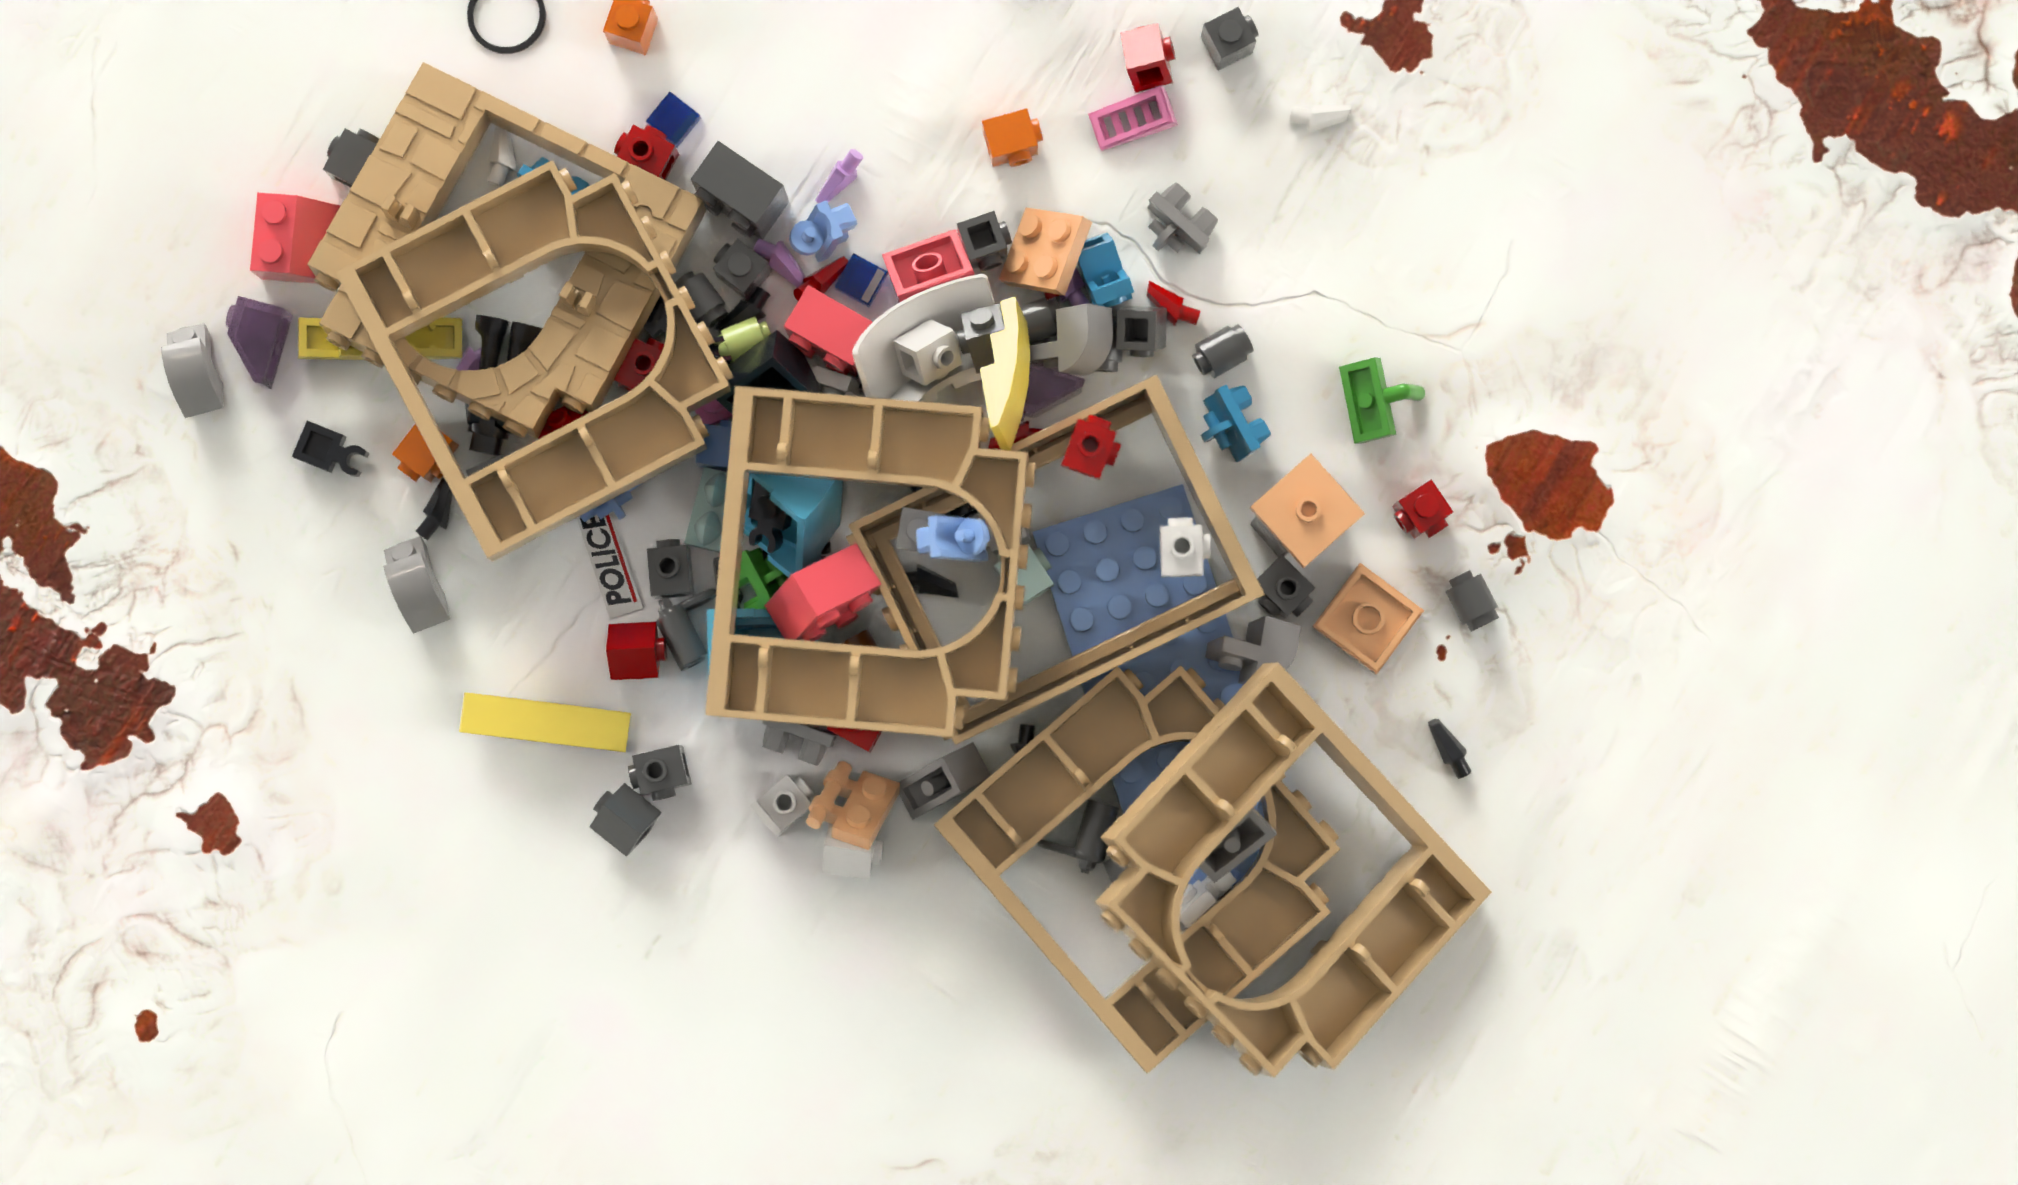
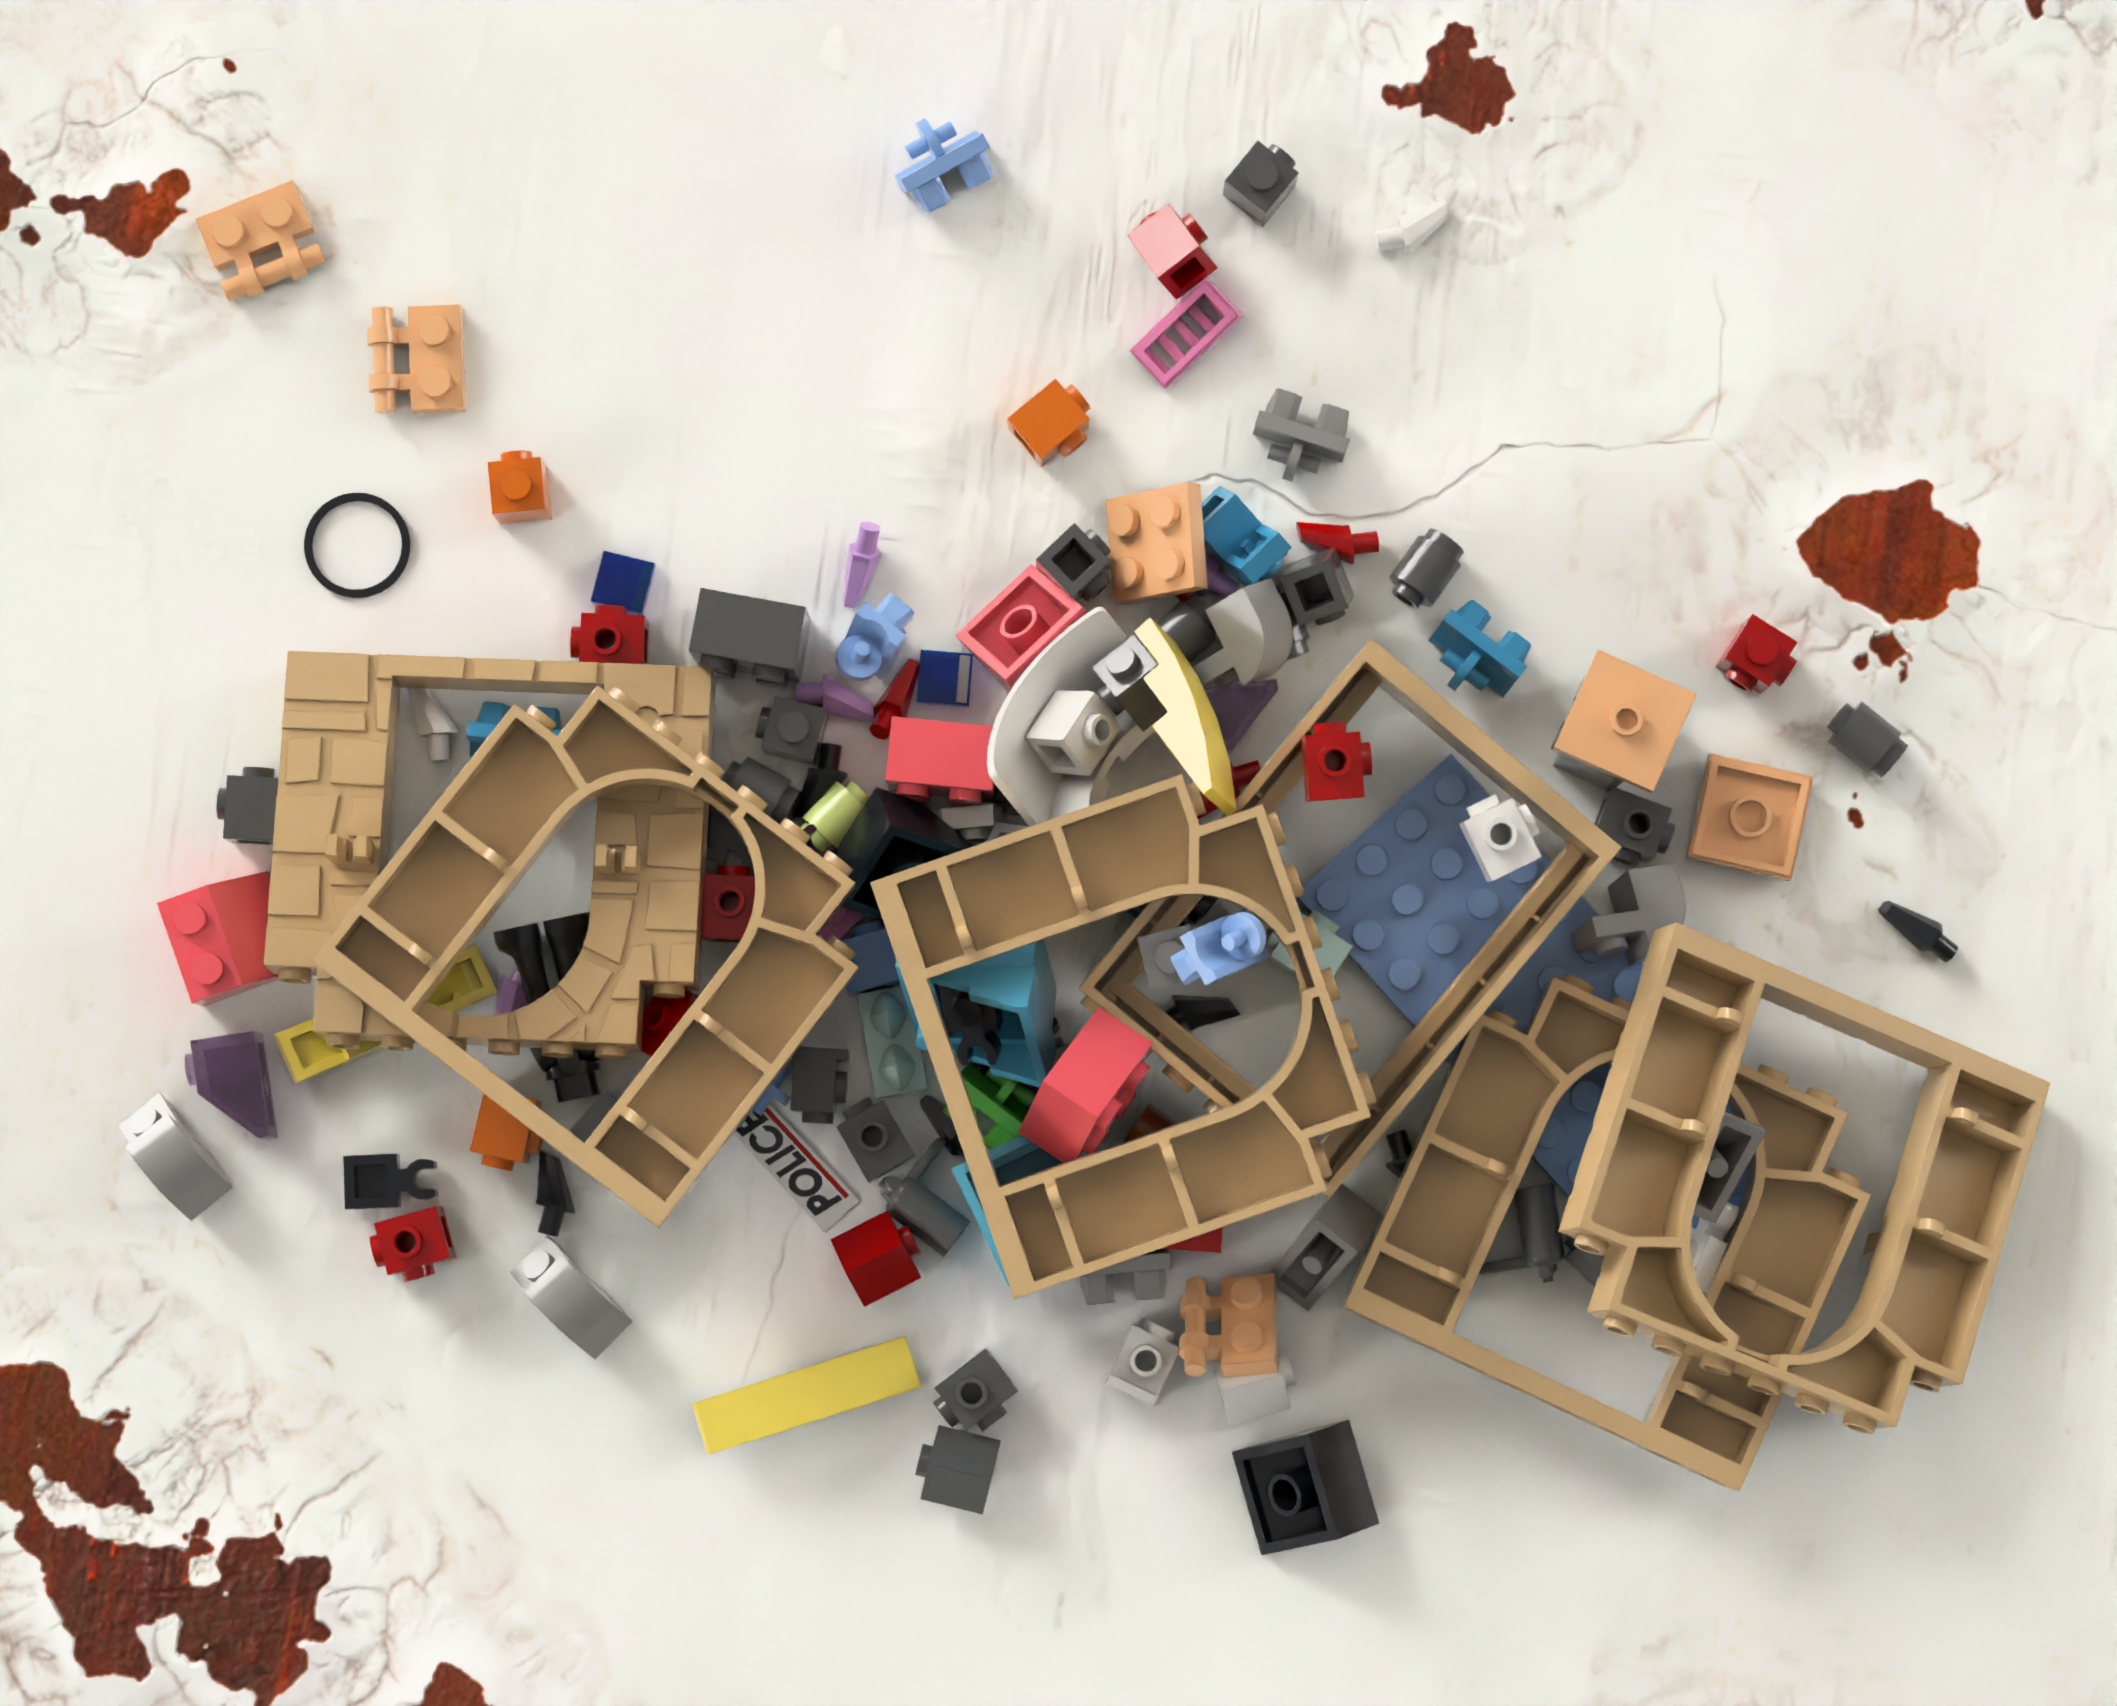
camera: 25 degrees left, 0 degrees up
(327, 500) = (413, 1243): none -> red brick
(649, 514) = (818, 1083): none -> dark grey brick
(855, 939) = (1305, 1488): none -> black slope
(1370, 399) = (1633, 549): bright green plate -> none

